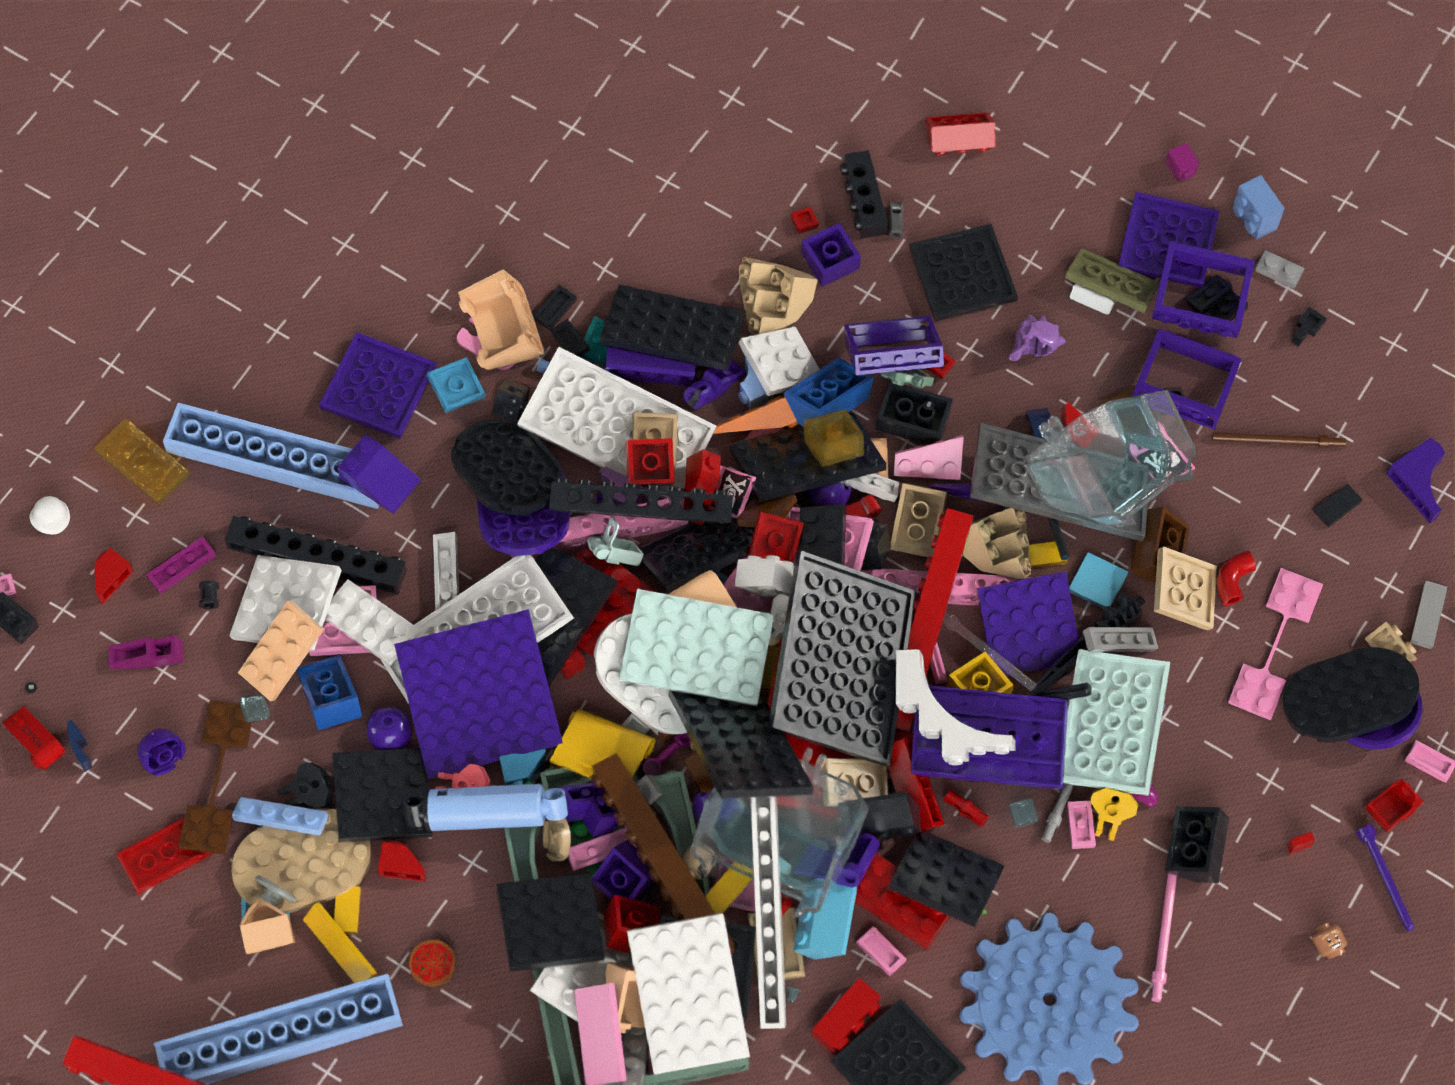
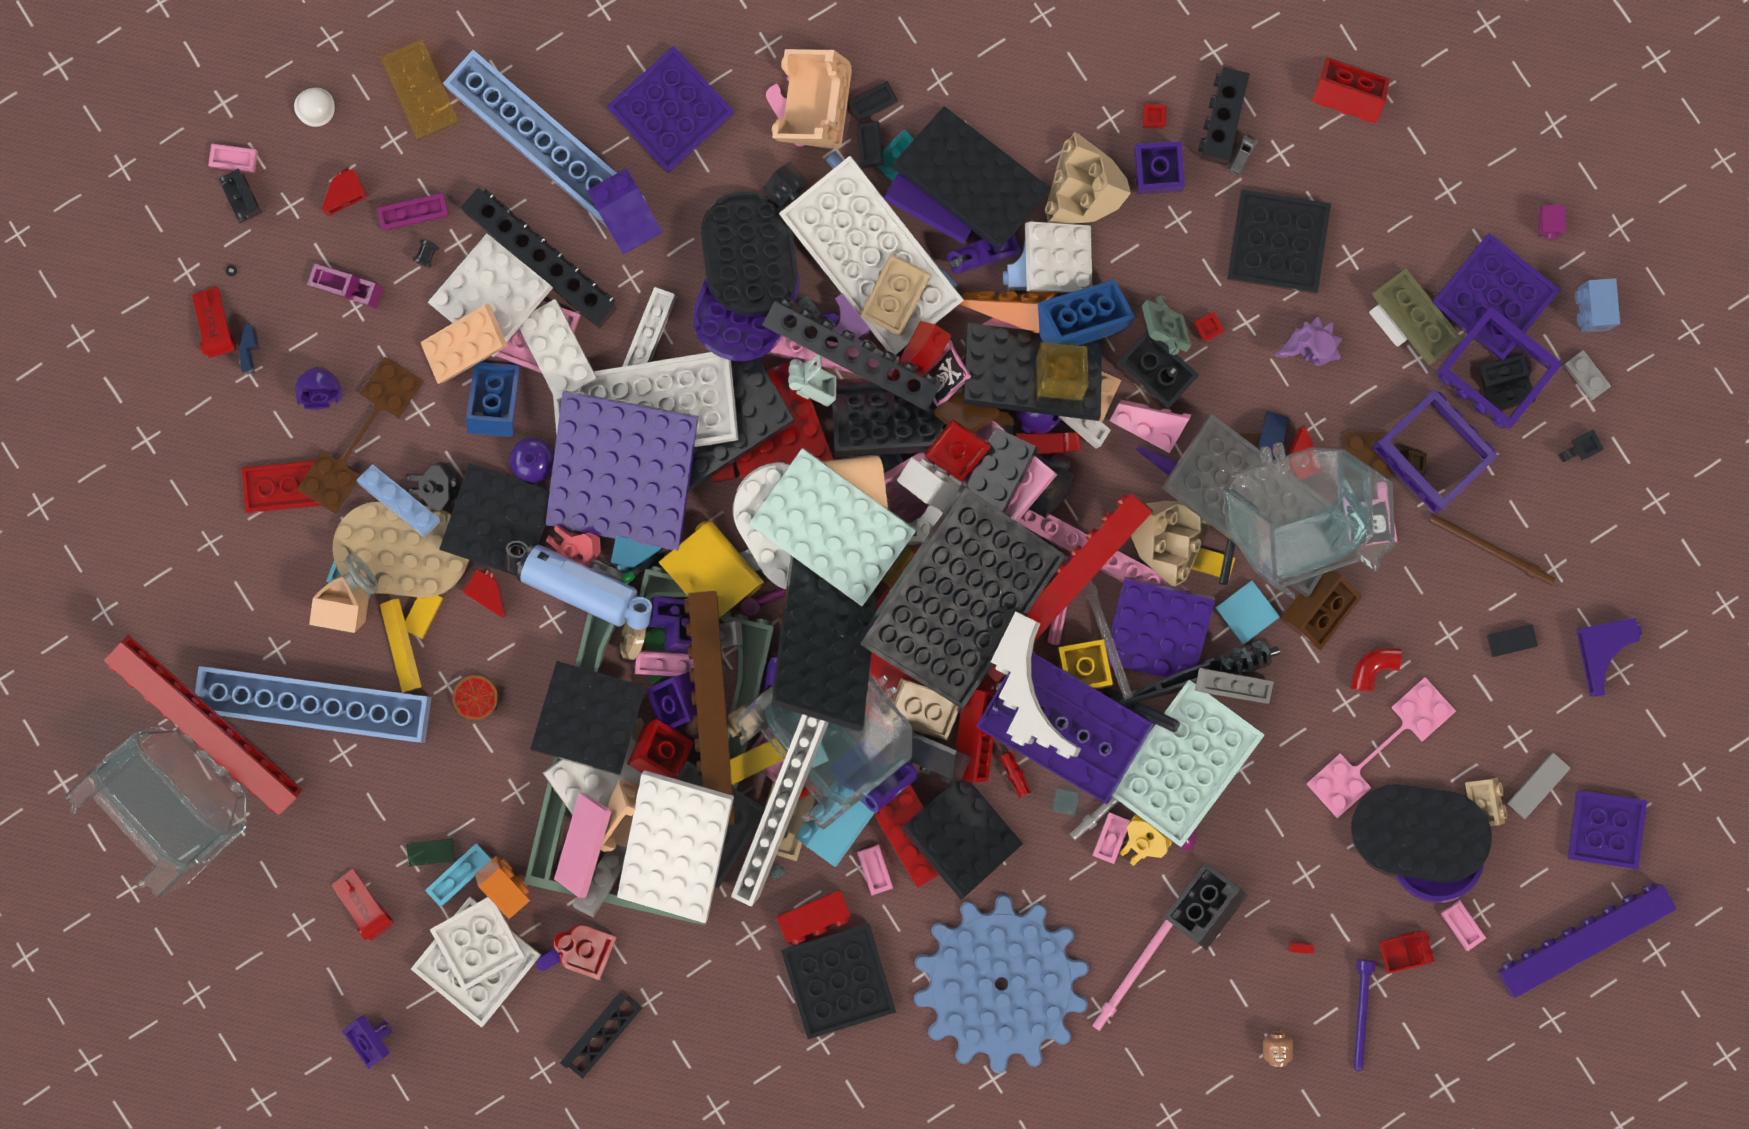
camera: 30 degrees right, 20 degrees up
(254, 708) = (420, 385): clear light blue tile -> none
(456, 385) = (742, 142): dark azure tile -> none
(650, 462) = (880, 314): red brick -> none
(894, 358) = (1164, 316): dark purple window -> none
(917, 519) = (1110, 476): tan slope -> none
(1185, 588) = (1321, 661): tan plate -> none

